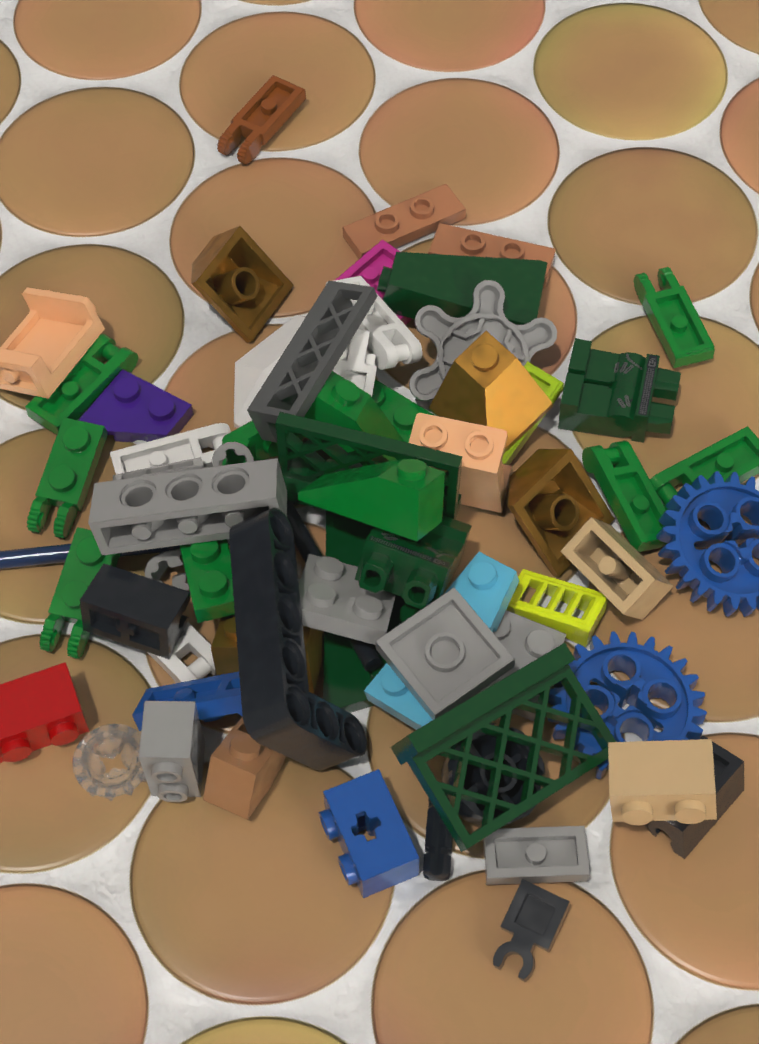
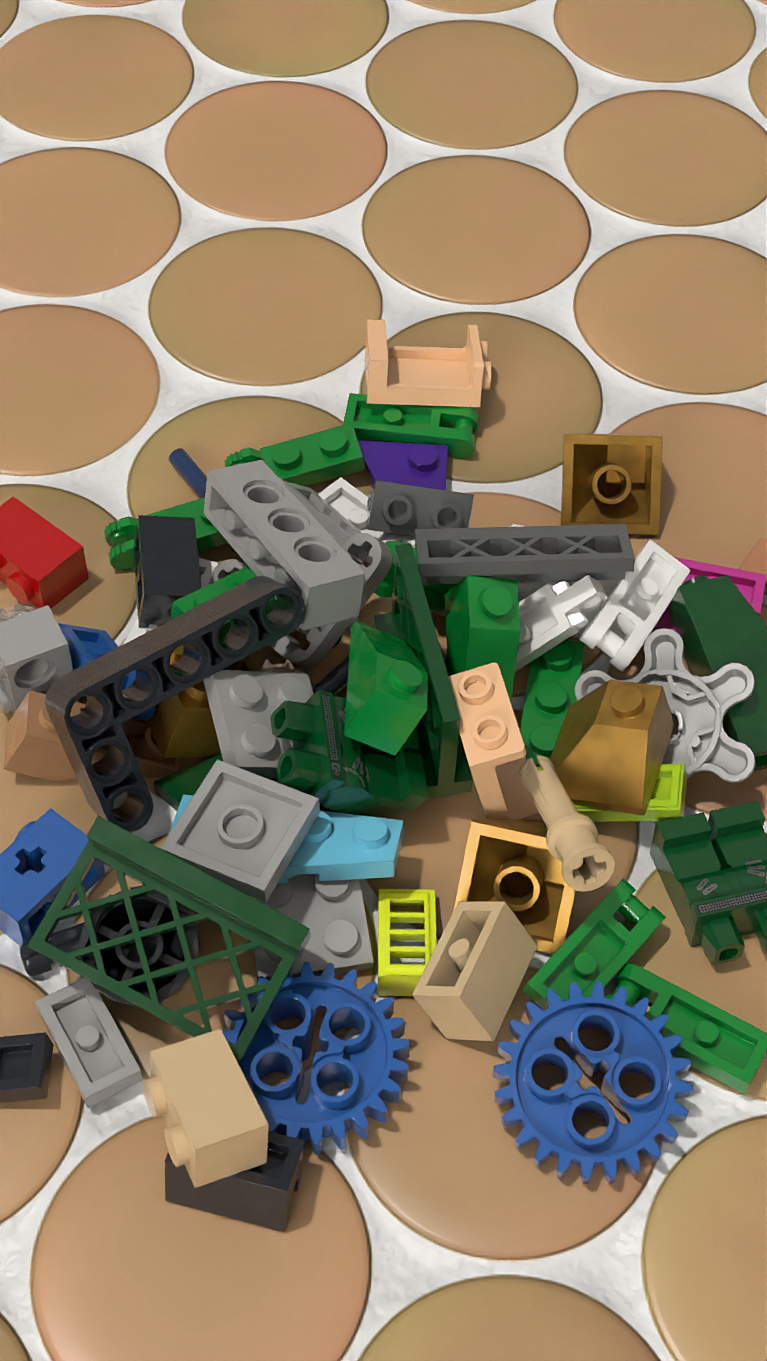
camera: 60 degrees right, 5 degrees down
(190, 414) = (405, 507): none -> dark grey hinge
(567, 448) = (569, 834): none -> tan pin

